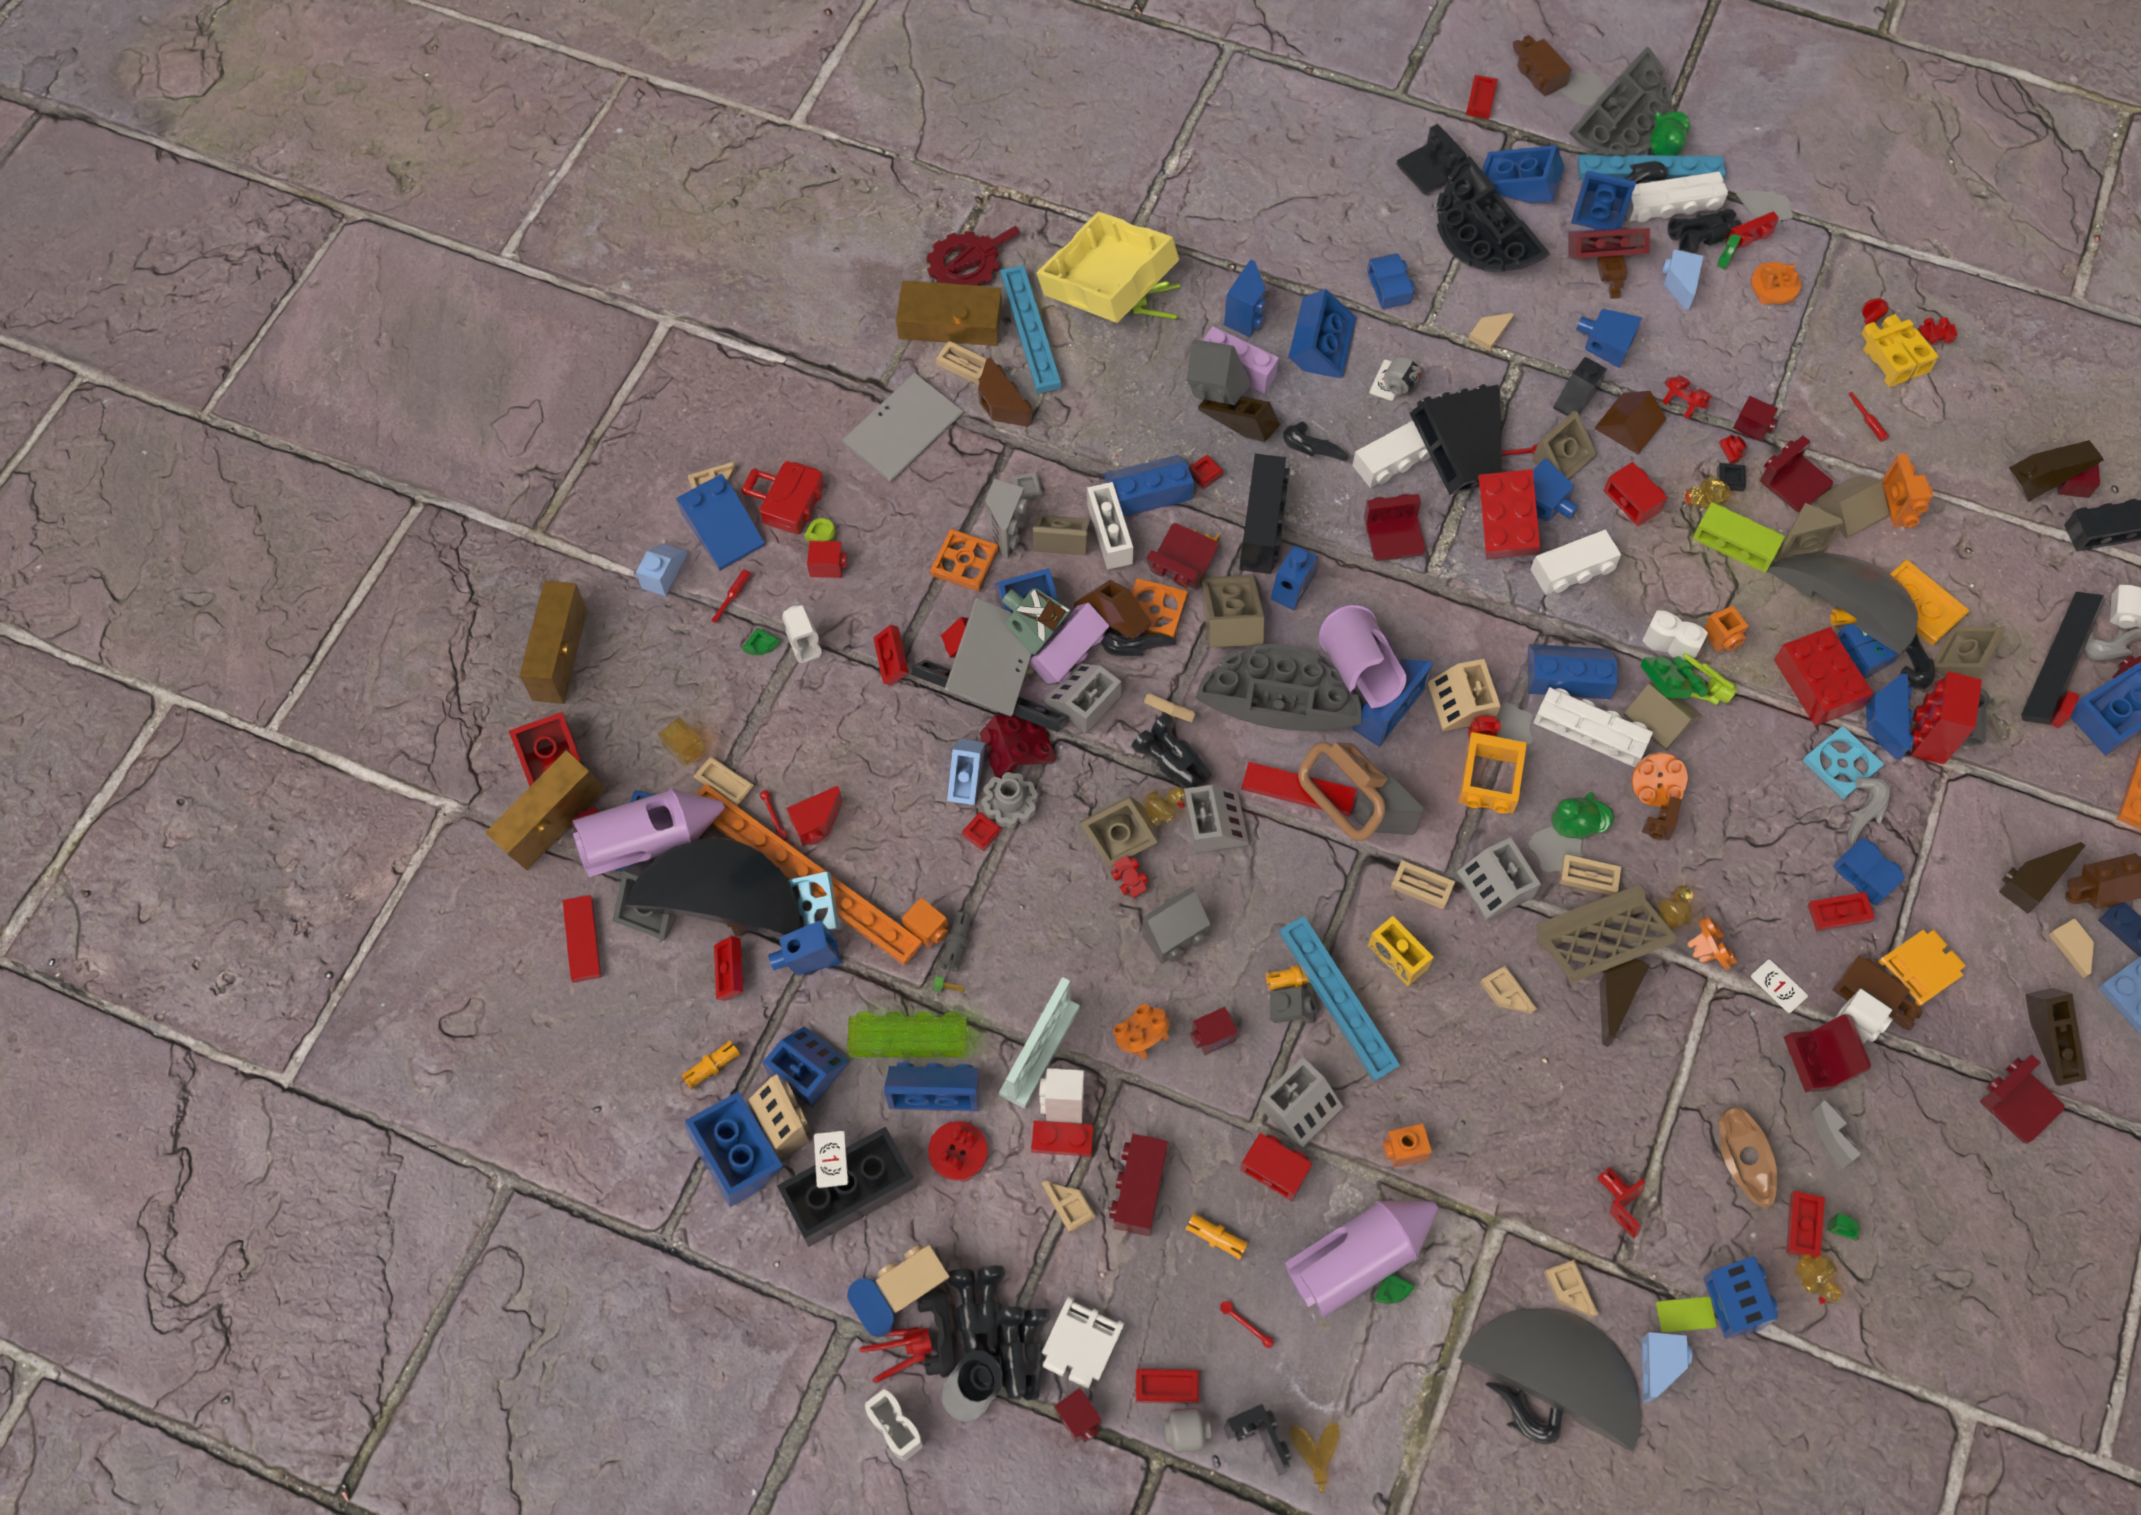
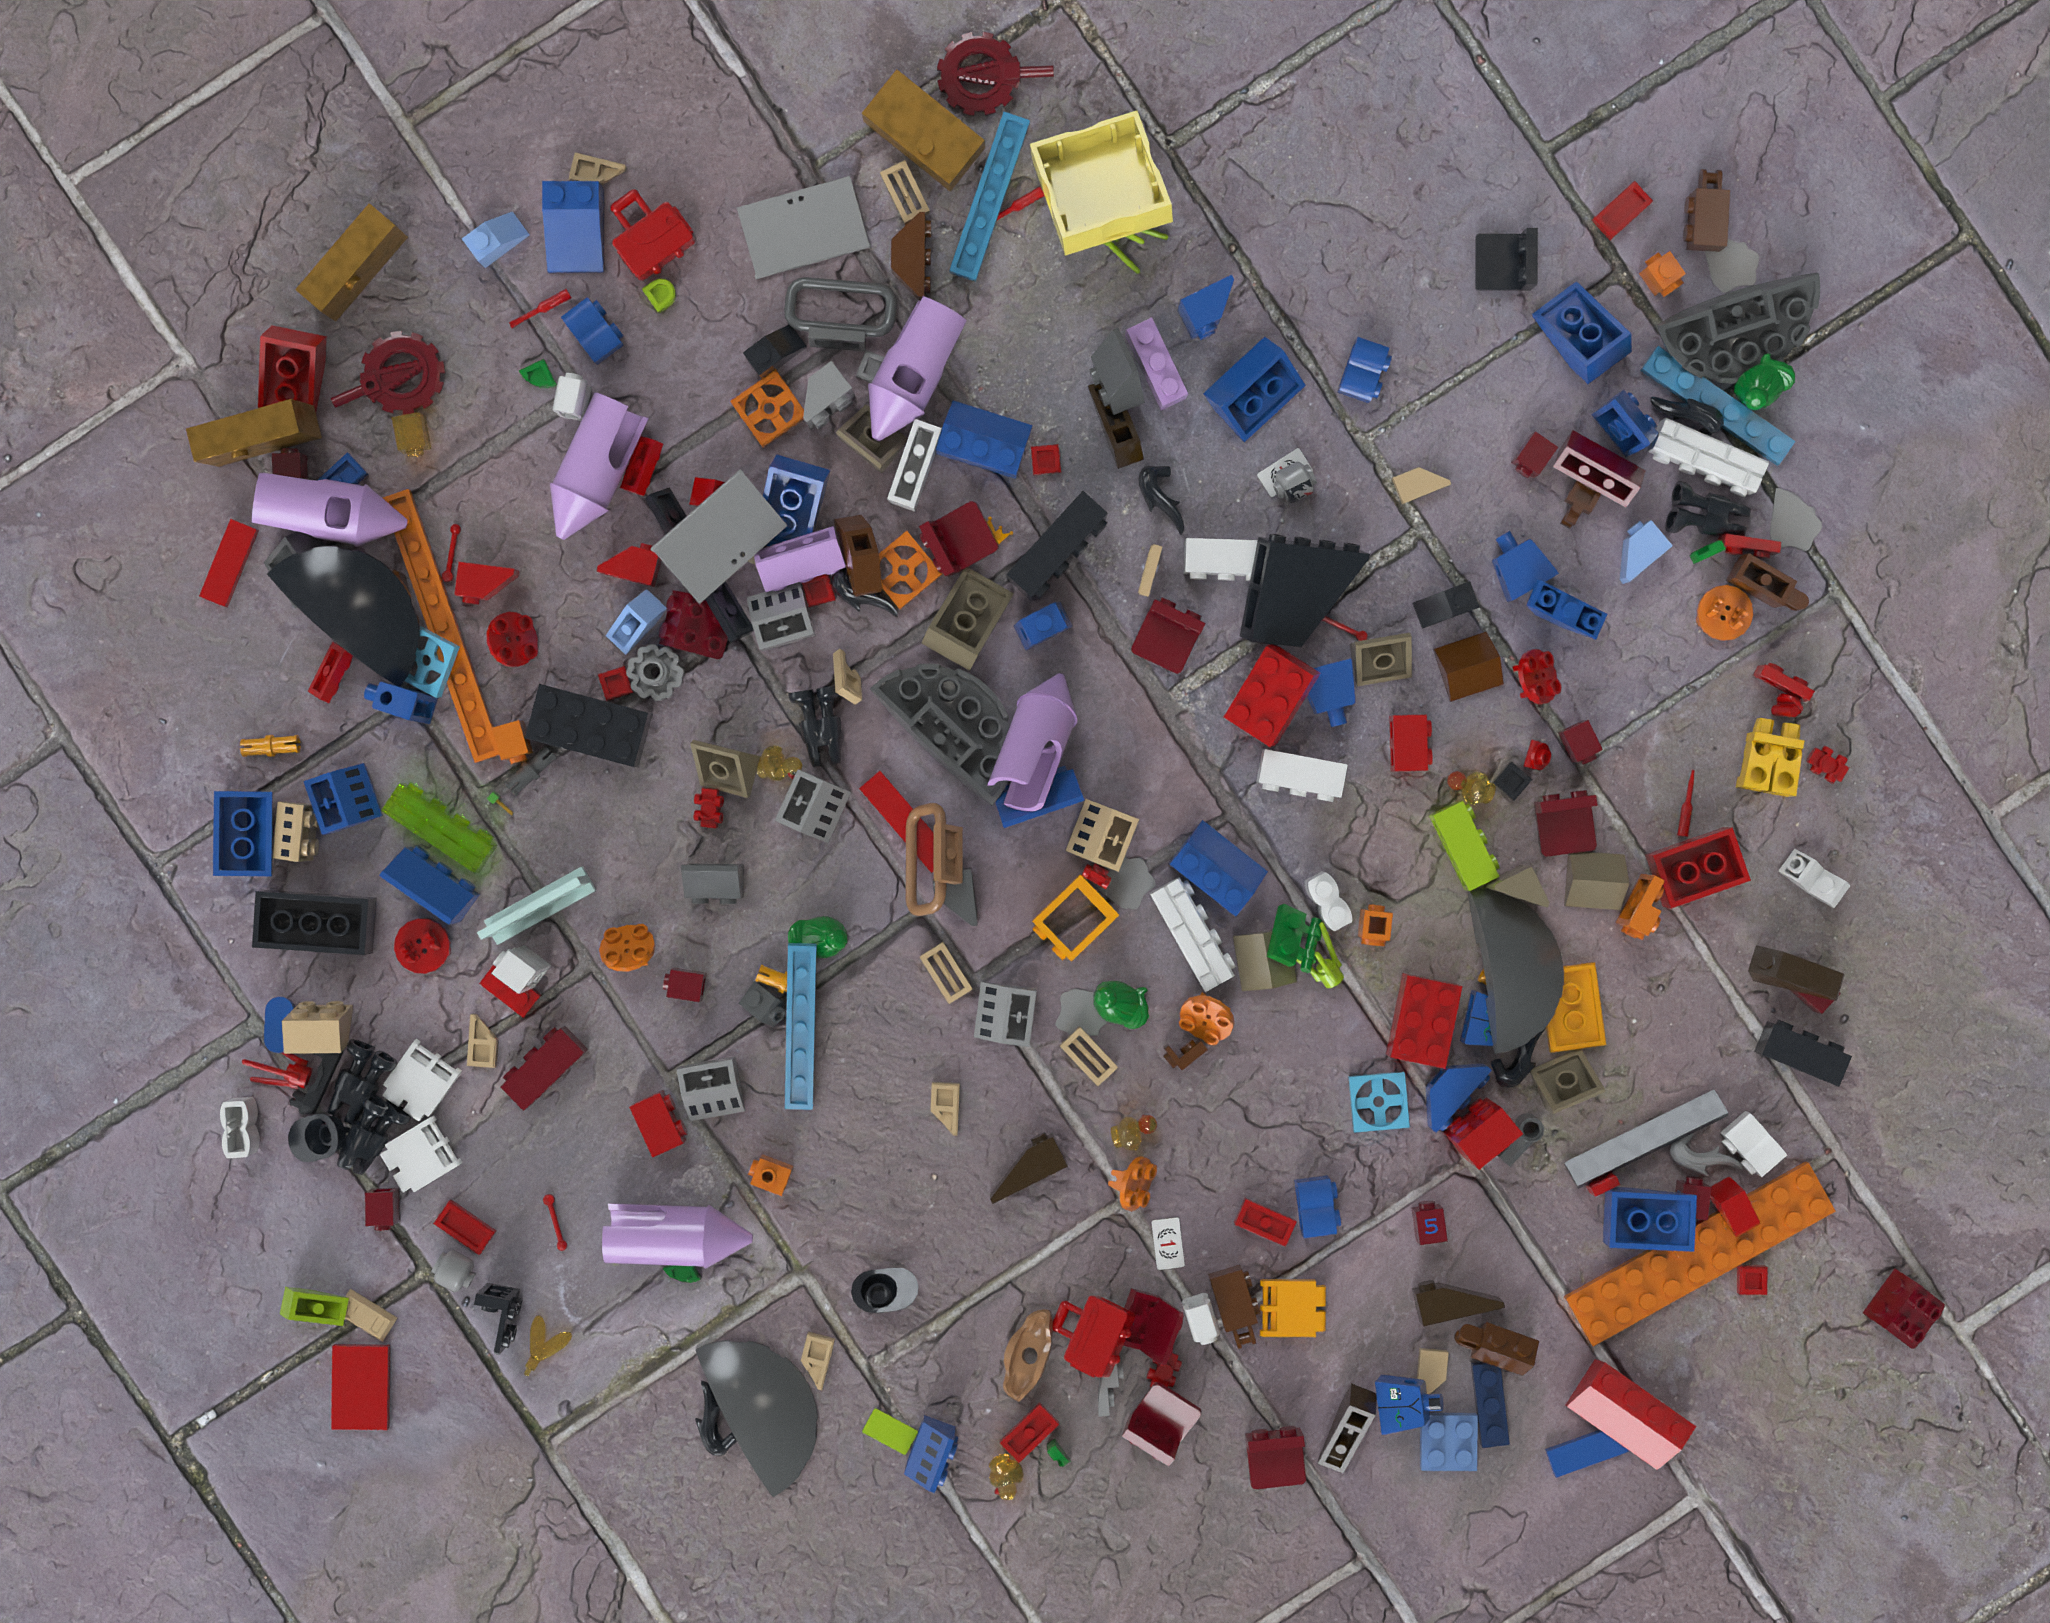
camera: 30 degrees right, 25 degrees up
(633, 722) = (380, 382): none -> dark red bar
(723, 781) = (427, 493): tan tile -> none
(784, 583) = (592, 330): none -> blue brick
(826, 559) = (644, 329): red brick -> none
(830, 1159) = (309, 897): white sticker -> none
(851, 667) = (594, 464): none -> lavender piece
(871, 844) = (509, 626): none -> red plate
(934, 731) = (633, 565): none -> red slope
(938, 518) = (774, 350): none -> black slope
(980, 480) = (839, 335): none -> dark grey bar
(983, 872) = (588, 725): none -> black brick
(1033, 617) = (778, 523): sand green torso -> none
(1035, 1273) = (420, 1081): none -> white plate
(1058, 318) = (1023, 201): none -> red piece
(1058, 455) = (912, 367): none -> lavender piece
(1100, 657) = (819, 591): none -> red tile
(1217, 1236) = (577, 1144): light orange pin -> none
(1310, 907) = (824, 931): none -> green hair
(1343, 490) = (1149, 570): none -> tan tile
(1400, 951) = (879, 1021): yellow brick -> none
(1481, 225) = (1497, 368): black brick -> none
(1543, 111) = (1662, 274): none -> orange brick
(1558, 264) = (1534, 455): none -> dark red brick
(1584, 1177) = (884, 1290): none -> black piece
(1594, 919) = (1051, 1095): dark tan fence -> none
(1623, 1196) = (909, 1318): red bracket -> none
(1662, 1362) = (840, 1456): light blue slope -> none
(1668, 340) = (1565, 610): none -> blue slope
(1787, 243) = (1766, 583): none -> reddish brown brick
(1793, 1089) = (1097, 1336): none -> red piece
(1854, 298) = (1774, 676): none -> red plate
(1869, 1092) = (1164, 1373): none -> red piece
(1875, 807) = (1368, 1157): light grey piece -> none
(1906, 1131) = (1161, 1422): none -> dark red bracket
(1922, 434) = (1699, 867): none -> red brick
(1966, 825) = (1429, 1223): none -> dark red brick
(1998, 410) = (1814, 878): none -> white slope
(2084, 977) = (1404, 1403): none -> blue torso

